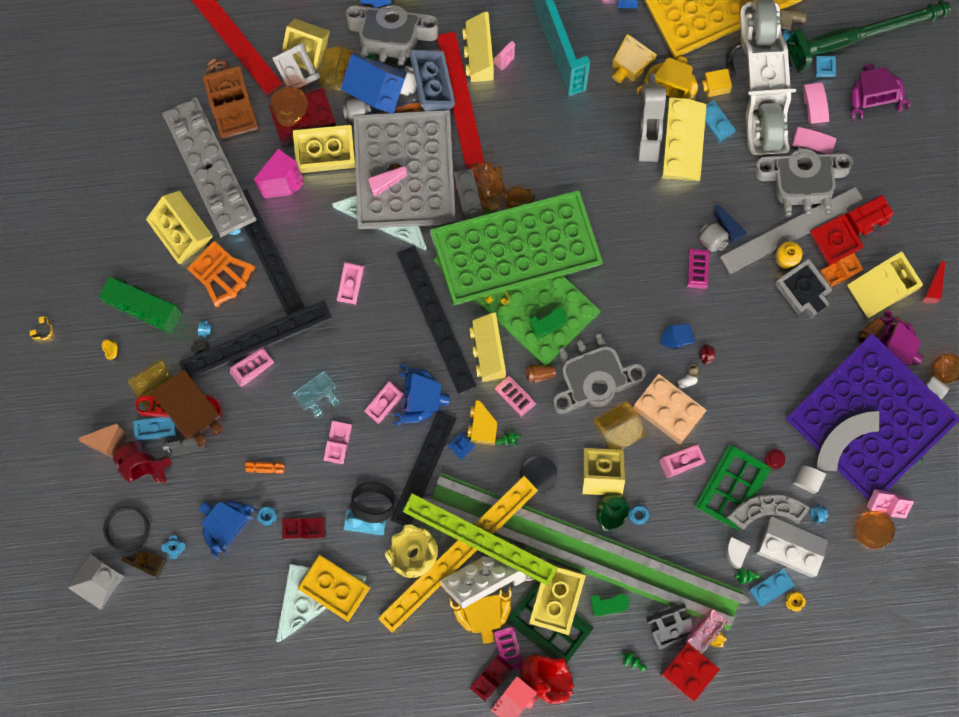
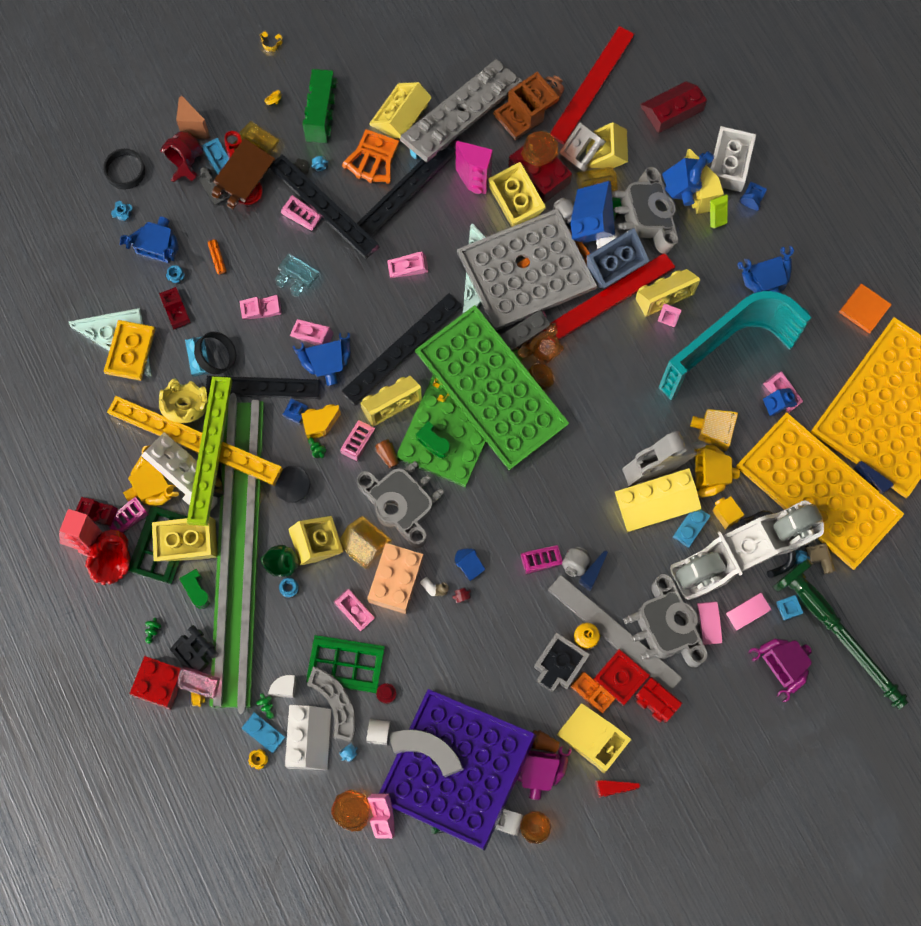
camera: 65 degrees right, 5 degrees down
(95, 581) = (72, 163): light grey slope -> none
(146, 562) = (102, 195): dark brown slope -> none
(385, 180) = (504, 252): bright pink slope -> none

